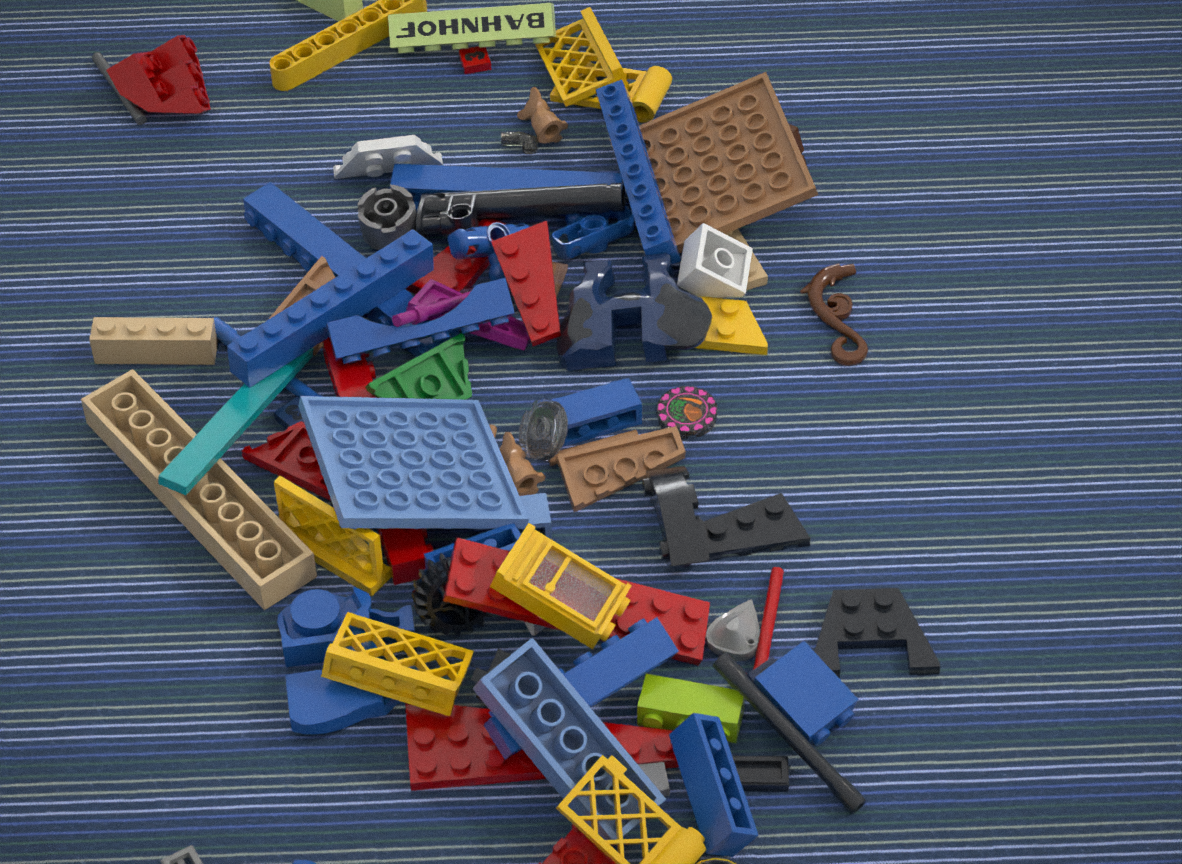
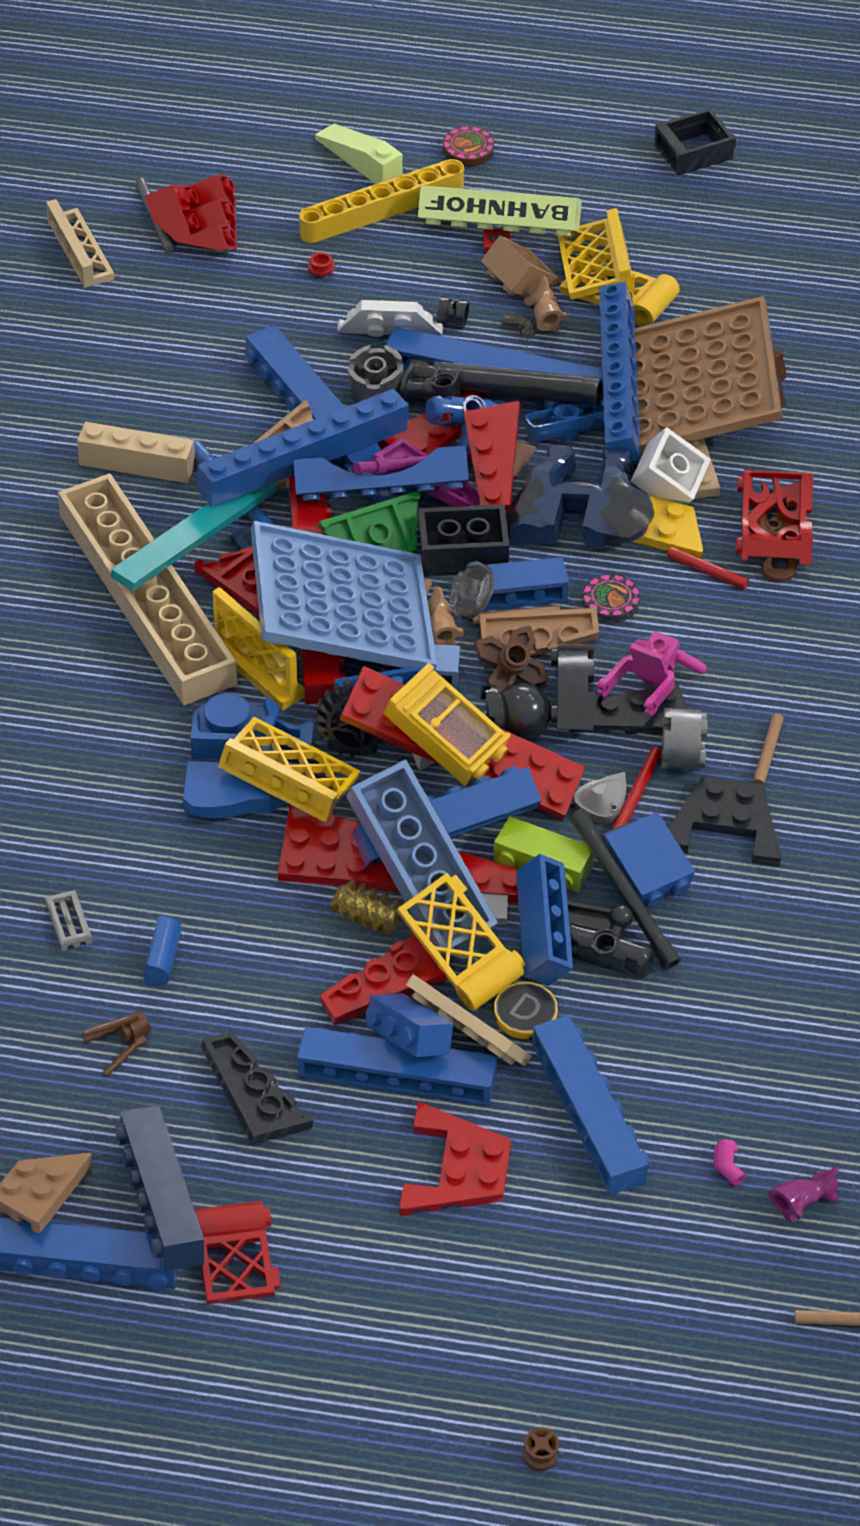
camera: 10 degrees right, 0 degrees up
(43, 136) = (74, 248): none -> tan fence
(302, 111) = (321, 264): none -> red plate
(449, 138) = (453, 311): none -> black wheel
(502, 83) = (516, 267): none -> medium nougat slope
(517, 805) = (366, 907): none -> clear yellow piece
(519, 373) = (462, 535): none -> black brick
(603, 500) = (517, 649): none -> reddish brown plant
(624, 552) = (517, 709): none -> black tile
(751, 476) = (652, 663): none -> dark pink piece
(777, 362) = (708, 568): none -> red bar
(806, 553) = (682, 739): none -> flat silver brick
(806, 801) = (592, 941): none -> black piece
(820, 326) = (795, 494): none -> red fence
(892, 547) = (768, 749): none -> medium nougat bar

